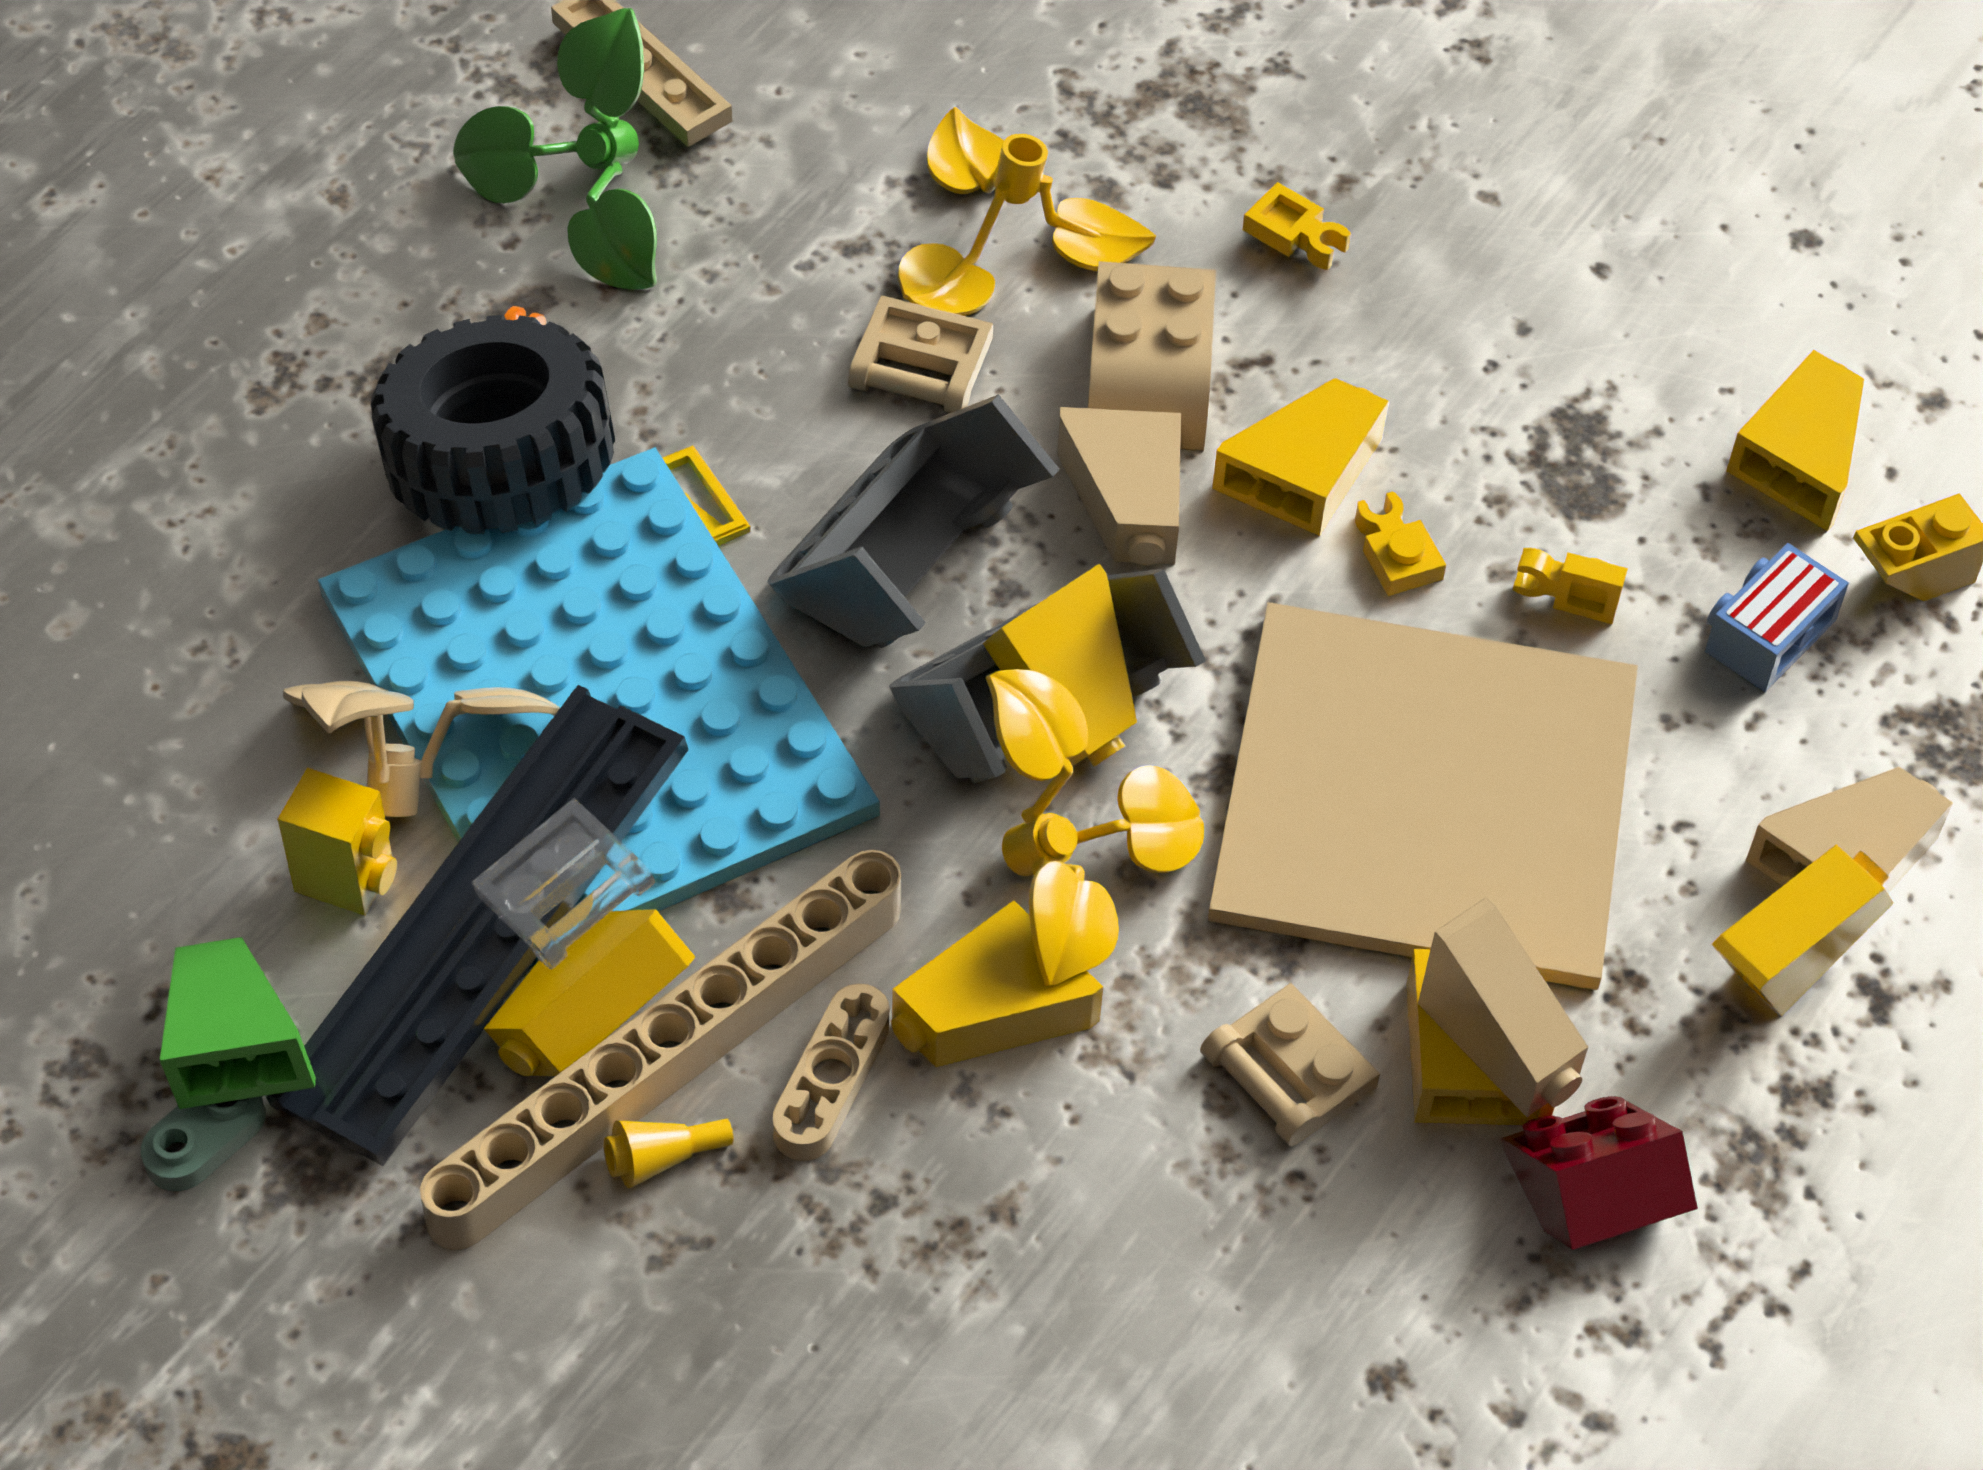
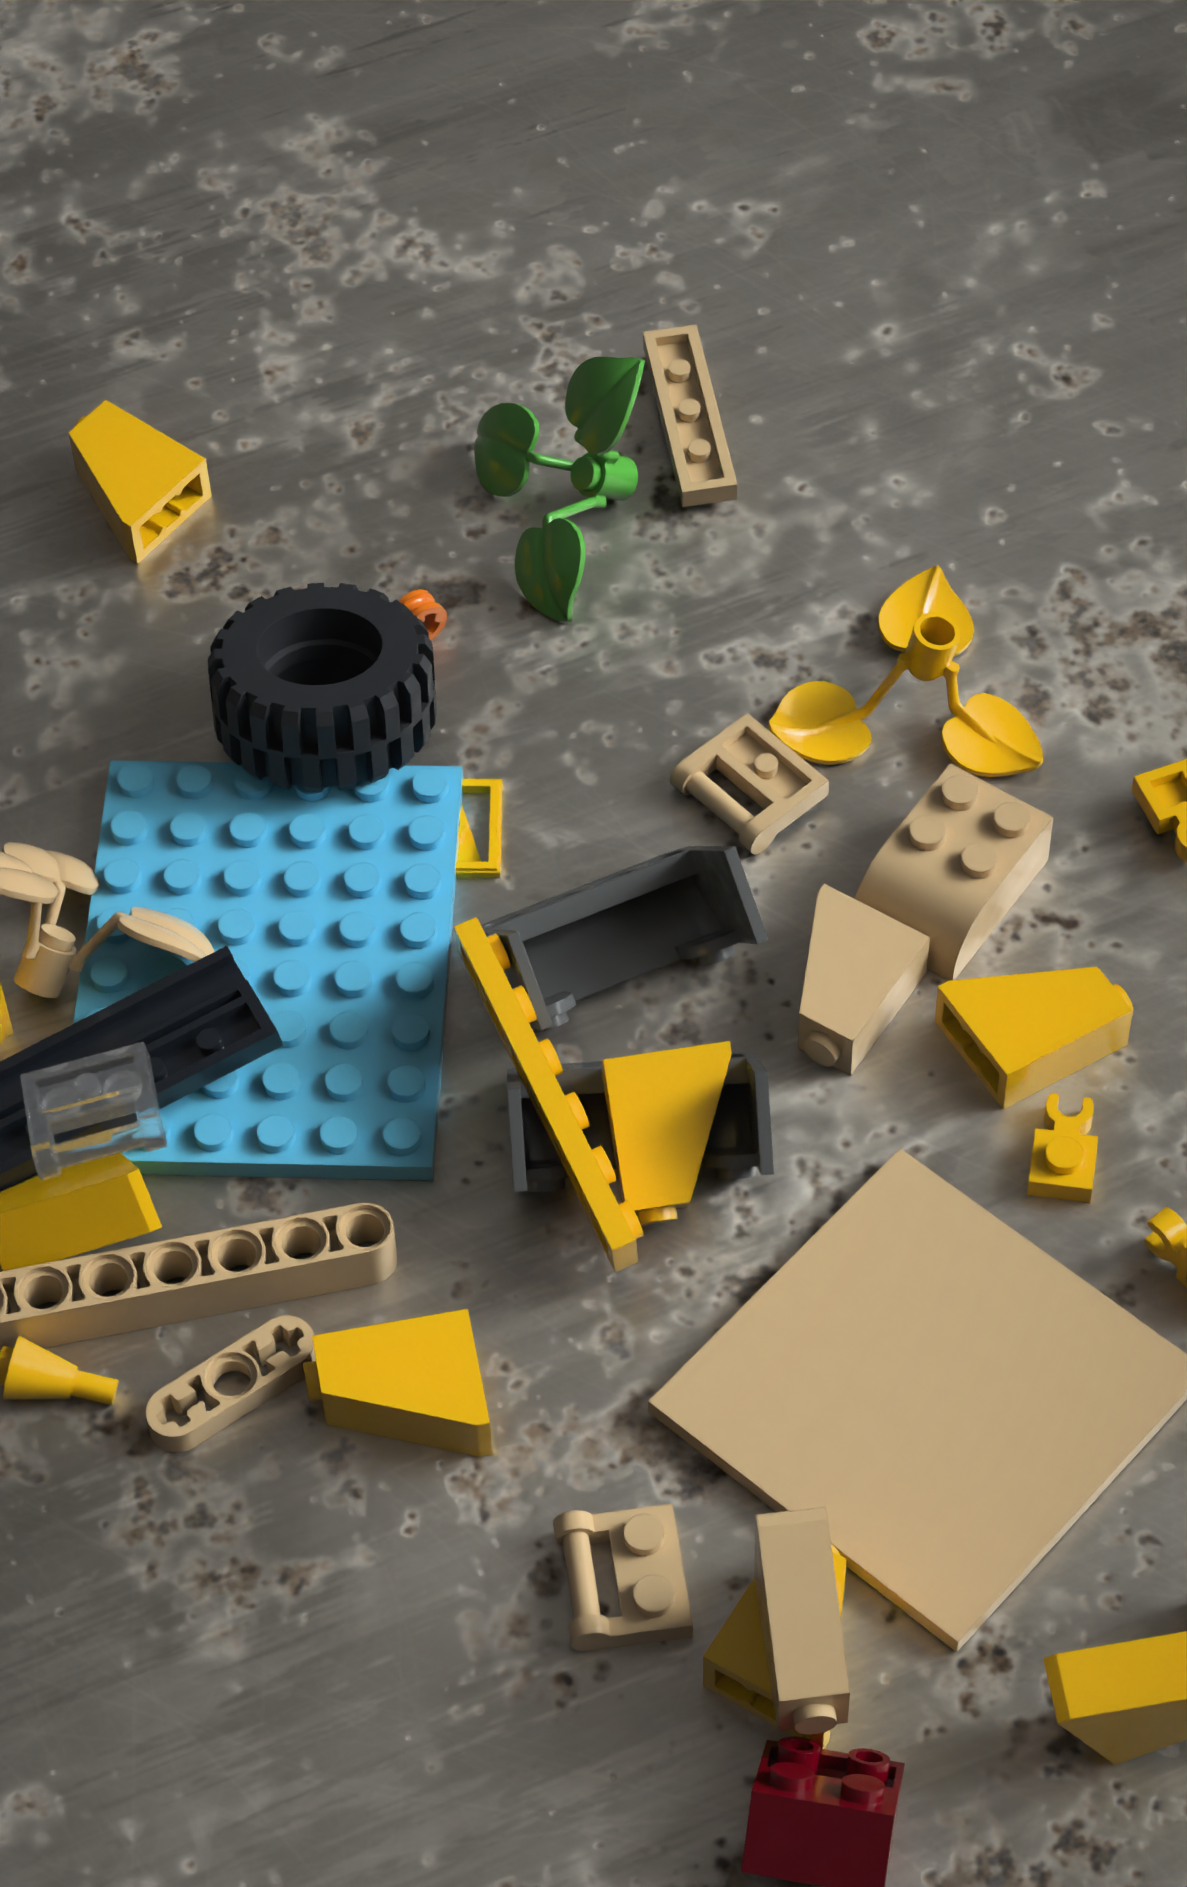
camera: 35 degrees right, 0 degrees up
(155, 316) = (137, 477): none -> yellow slope
(895, 635) = (559, 1113): none -> yellow plate
(1069, 917) = (655, 1292): yellow plant -> none

